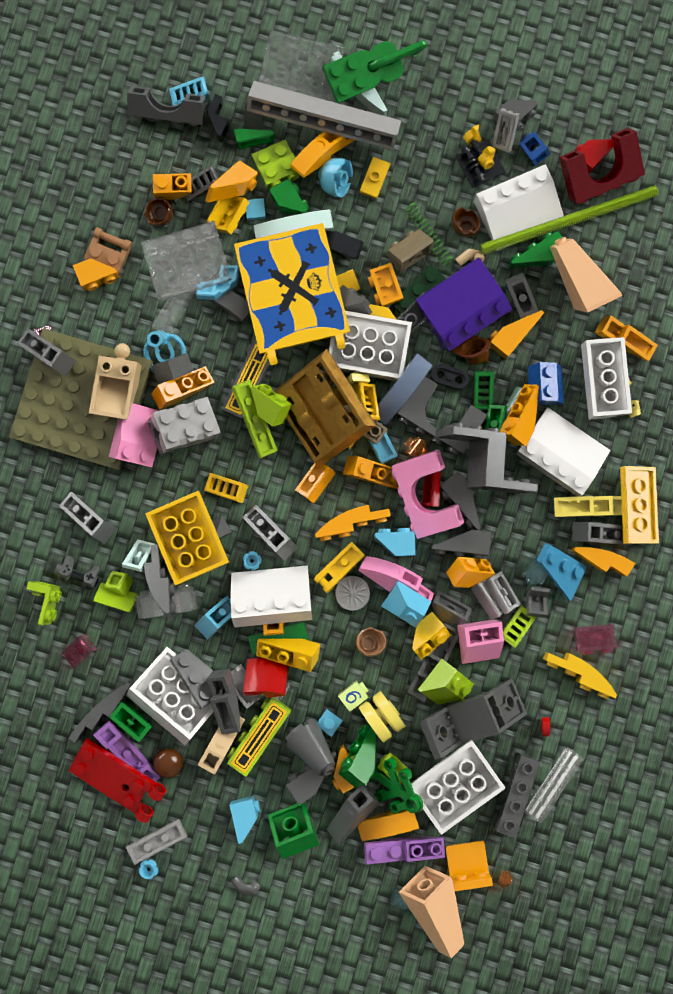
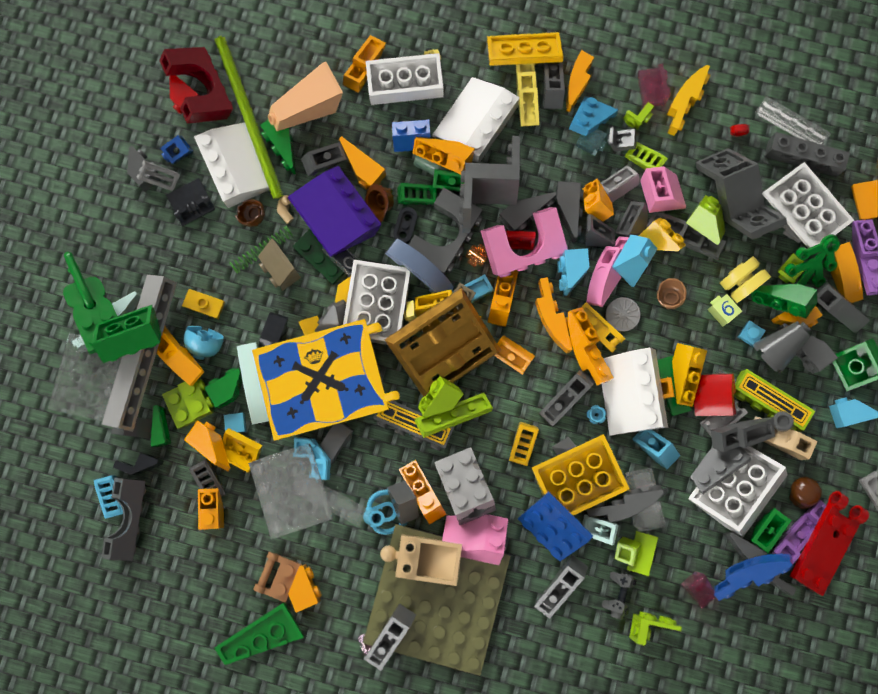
camera: 85 degrees left, 5 degrees down
(57, 240) = (267, 632): none -> green wing
(92, 700) = (759, 569): none -> blue slope
(141, 510) = (555, 527): none -> blue plate
(158, 212) = (238, 523): reddish brown hair -> none
(236, 742) = (783, 421): none -> dark grey tile
(319, 550) = (584, 341): none -> light orange slope
(338, 100) = (126, 334): none -> green slope
(385, 284) = (315, 289): light orange bracket -> none
(436, 572) = (598, 233): none -> dark grey slope
(485, 155) = (165, 208): yellow piece -> none
(501, 593) = (614, 171): light grey tile -> none
(562, 626) = (635, 121): none -> lime bracket

